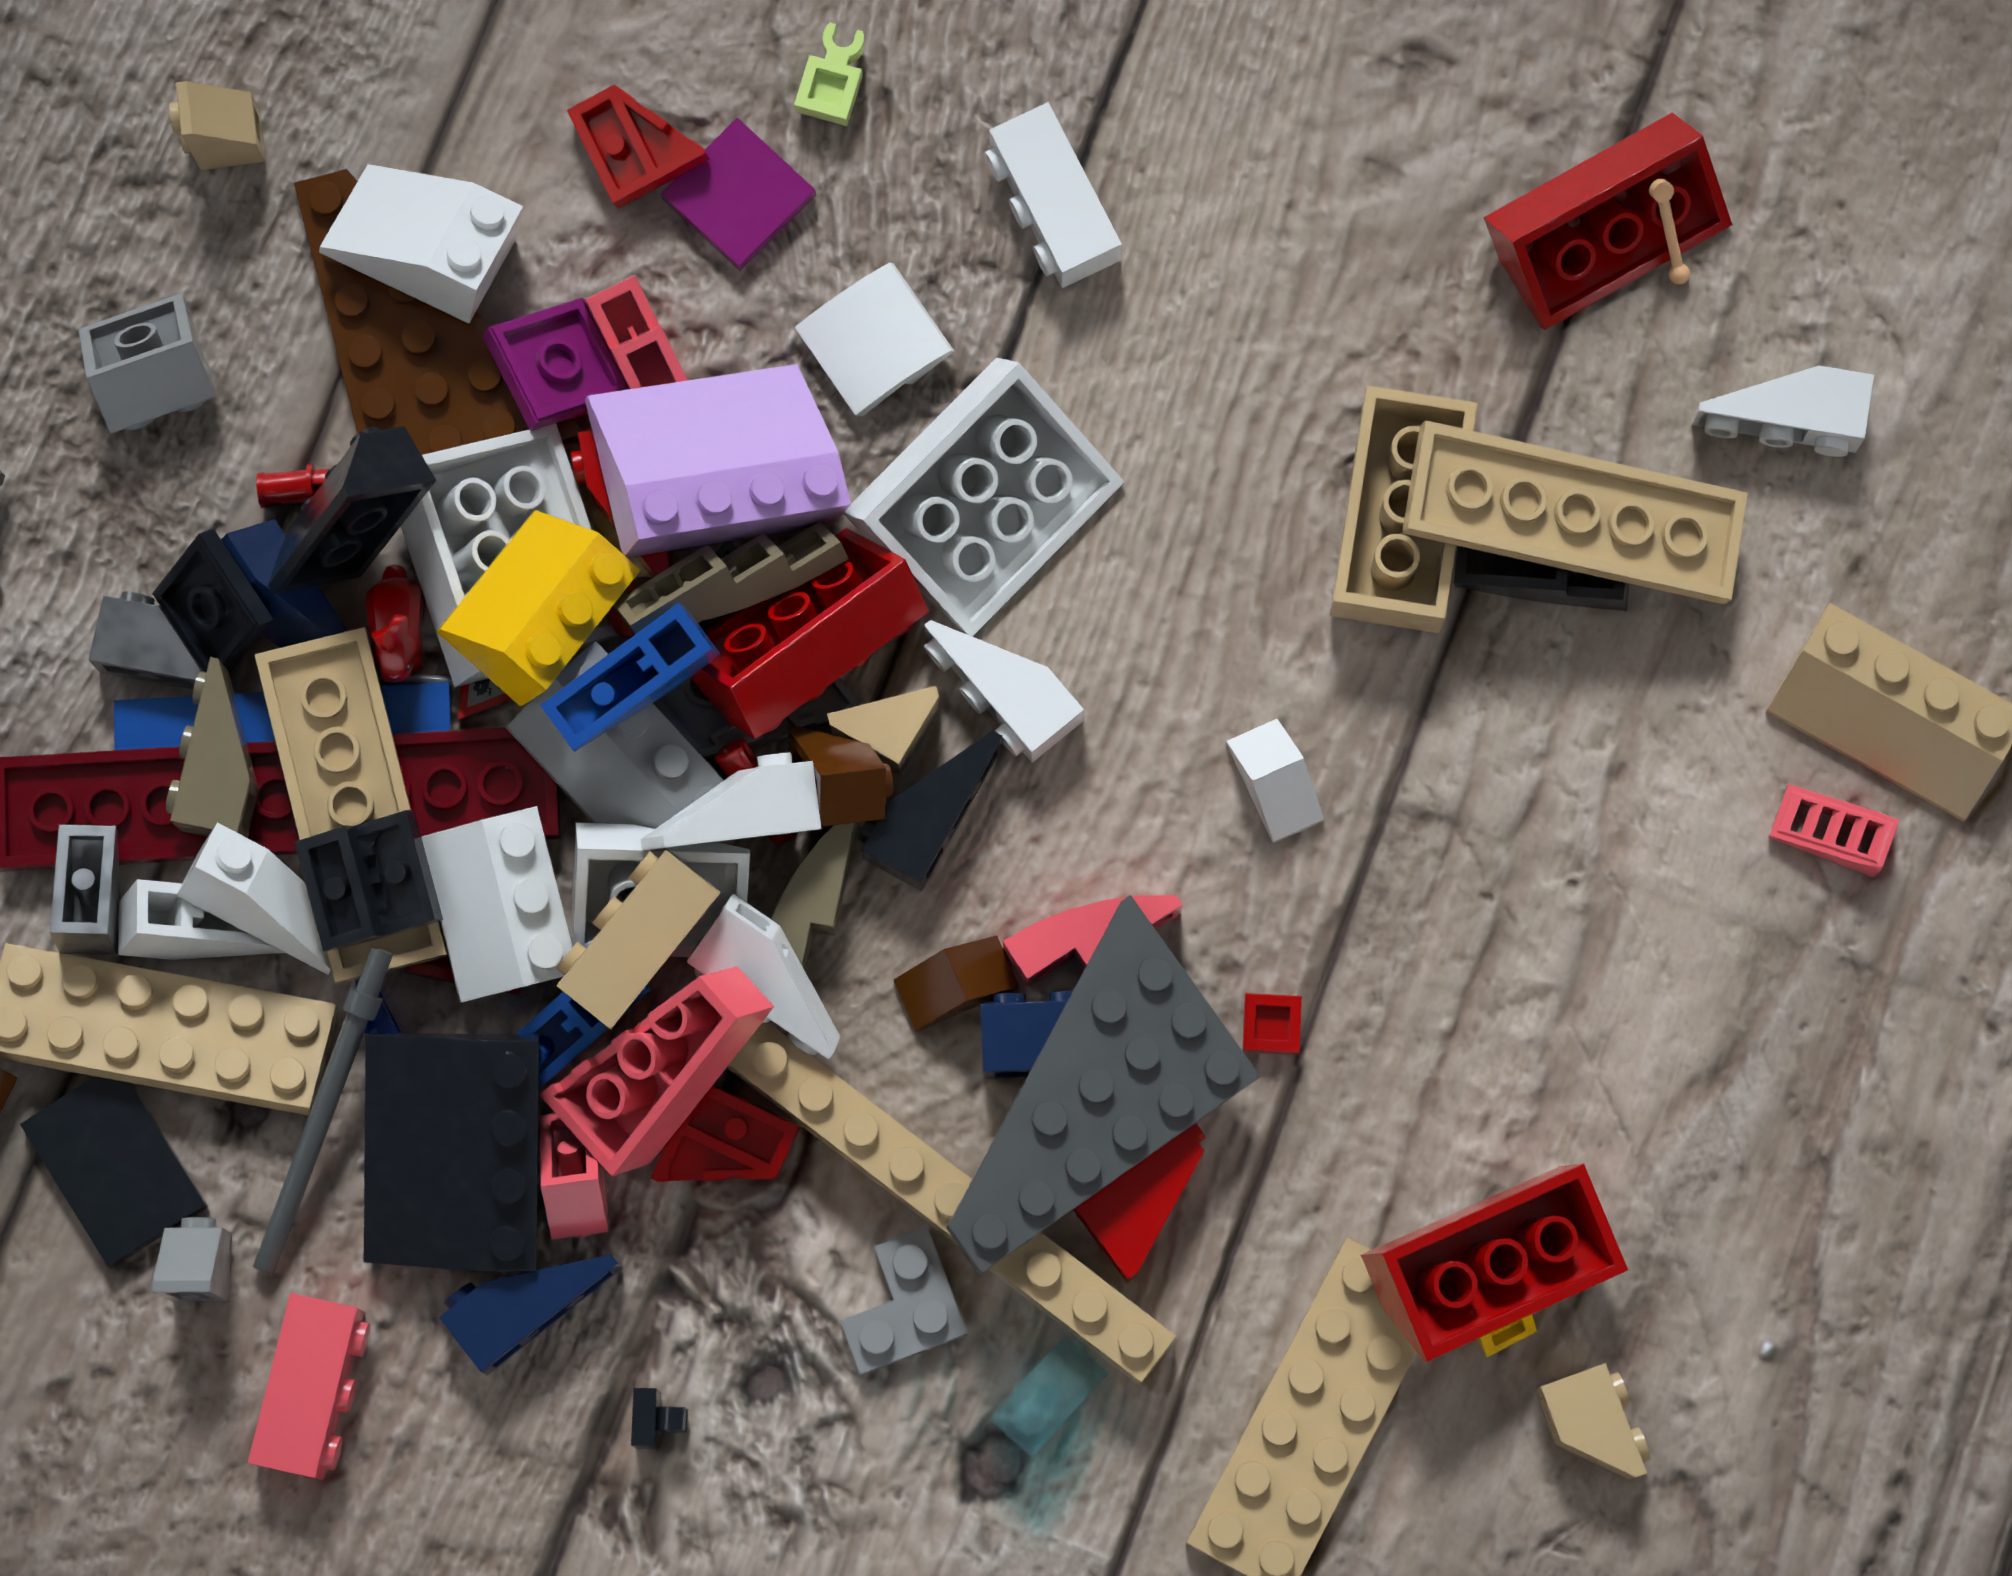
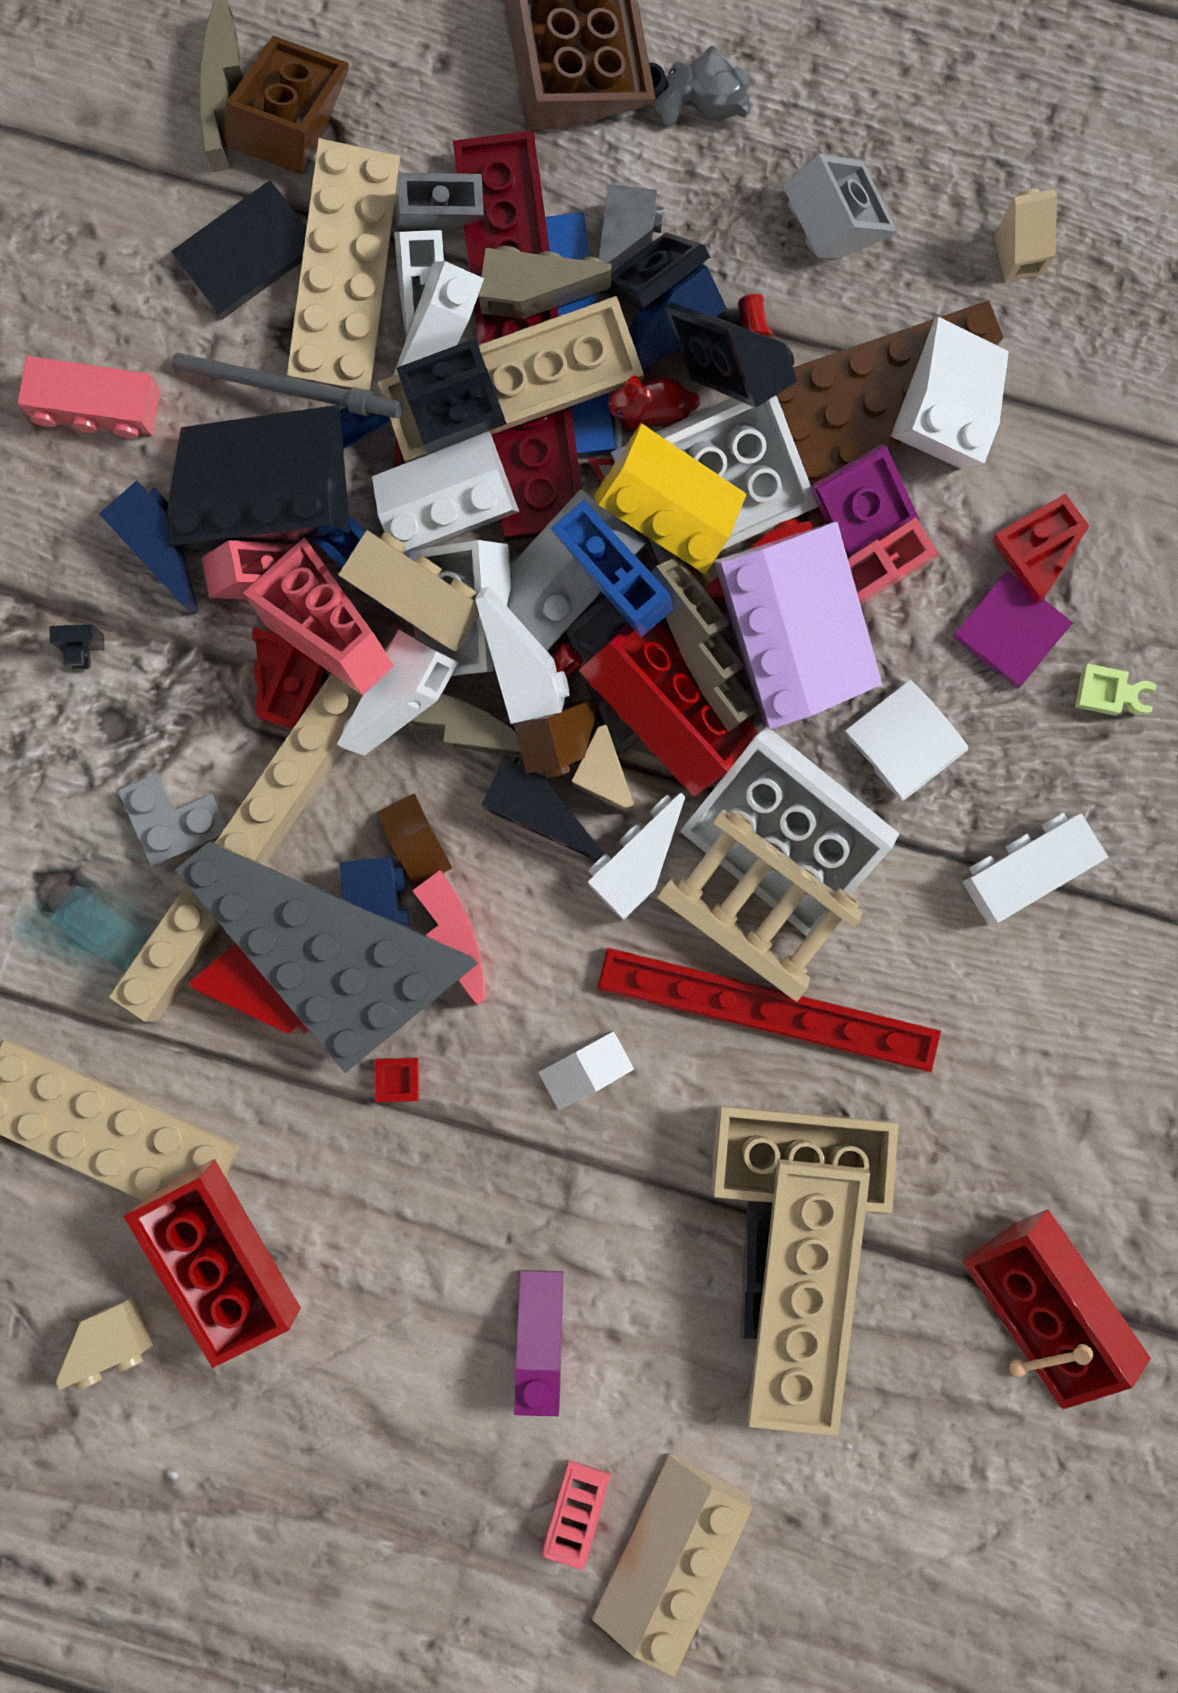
camera: 85 degrees right, 5 degrees up
(194, 1262) = (168, 305): light grey slope -> none
(1129, 549) = (755, 946): none -> tan fence
(1210, 545) = (769, 1010): none -> red tile
(1619, 859) = (539, 1343): none -> magenta slope
(1807, 407) = (916, 1487): white slope -> none

